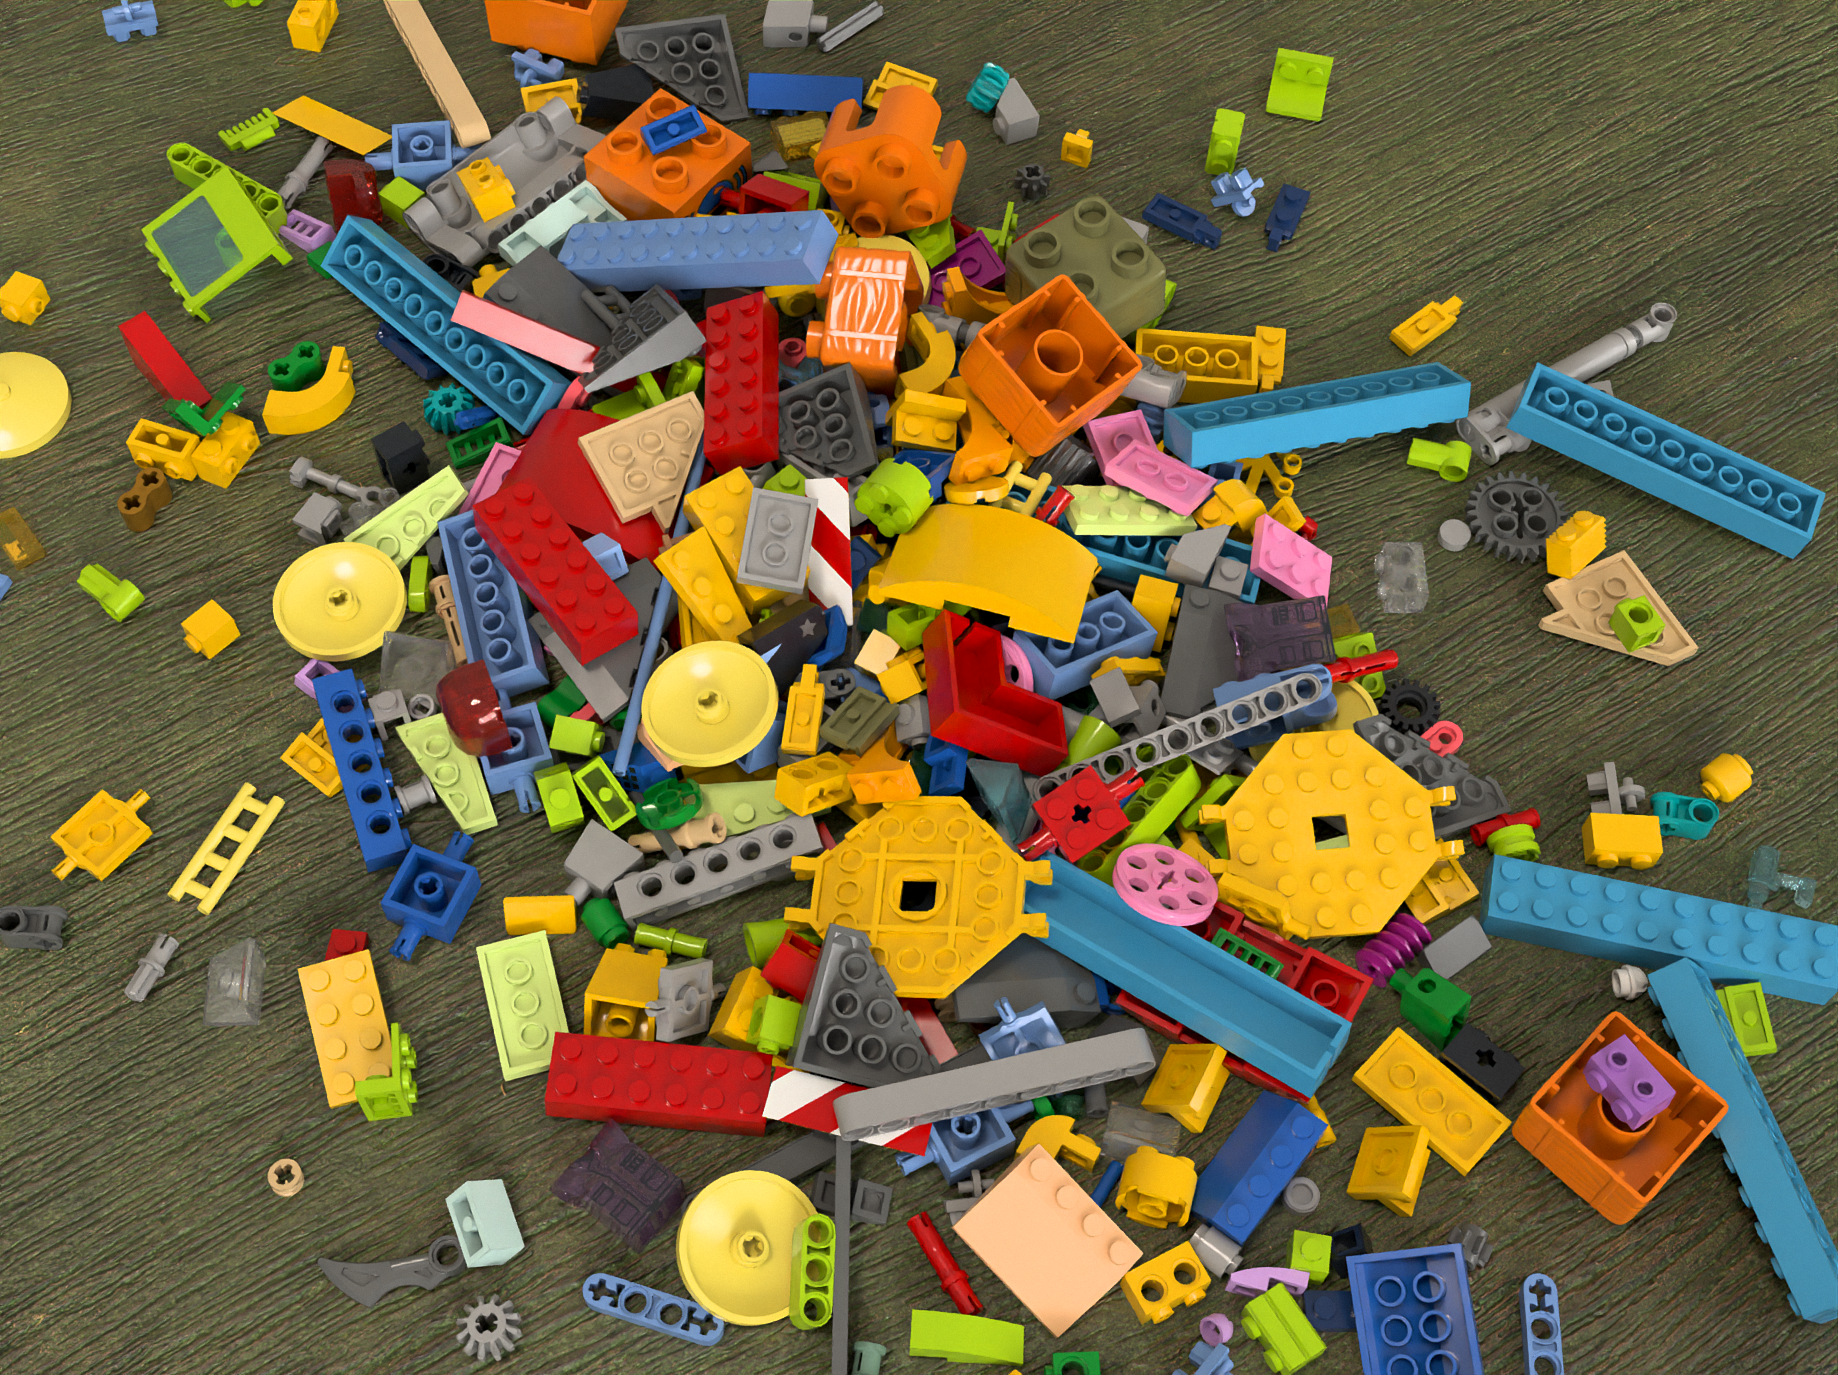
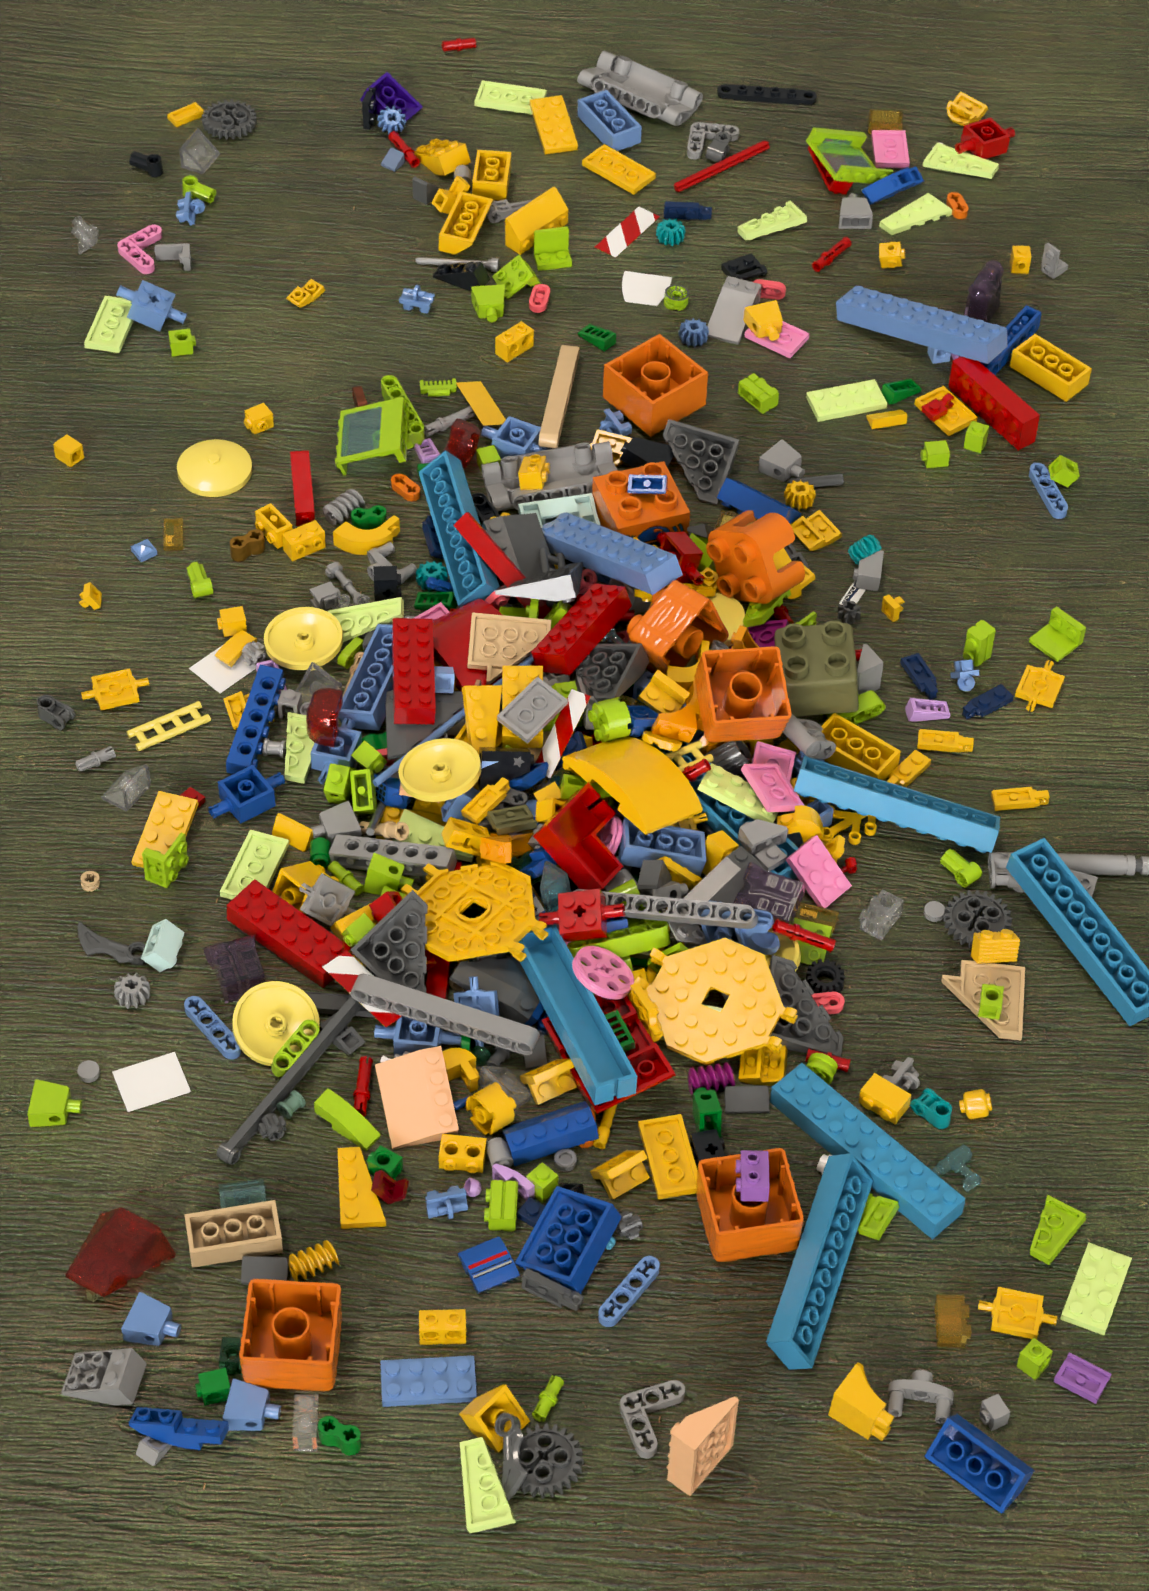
camera: 35 degrees right, 10 degrees down
(150, 198) = (358, 396): none -> copper beam
(208, 419) = (294, 511): green bracket -> none
(242, 668) = (233, 648): none -> yellow slope
(244, 702) = (219, 674): none -> white sticker
(249, 366) = (342, 506): none -> light grey piece
(278, 662) = (253, 653): none -> light grey gear
(313, 296) = (408, 490): none -> orange beam
(363, 428) = (377, 558): none -> light grey connector
(665, 804) = (389, 810): green piece -> none
(729, 904) = (384, 872): none -> lime torso
(846, 53) = (799, 494): none -> yellow gear
(1011, 157) = (852, 594): none -> sticker
(1222, 266) = (920, 710): none -> lavender slope
(1279, 296) = (944, 741): none -> yellow hinge
(1329, 163) = (1039, 686): none -> yellow plate

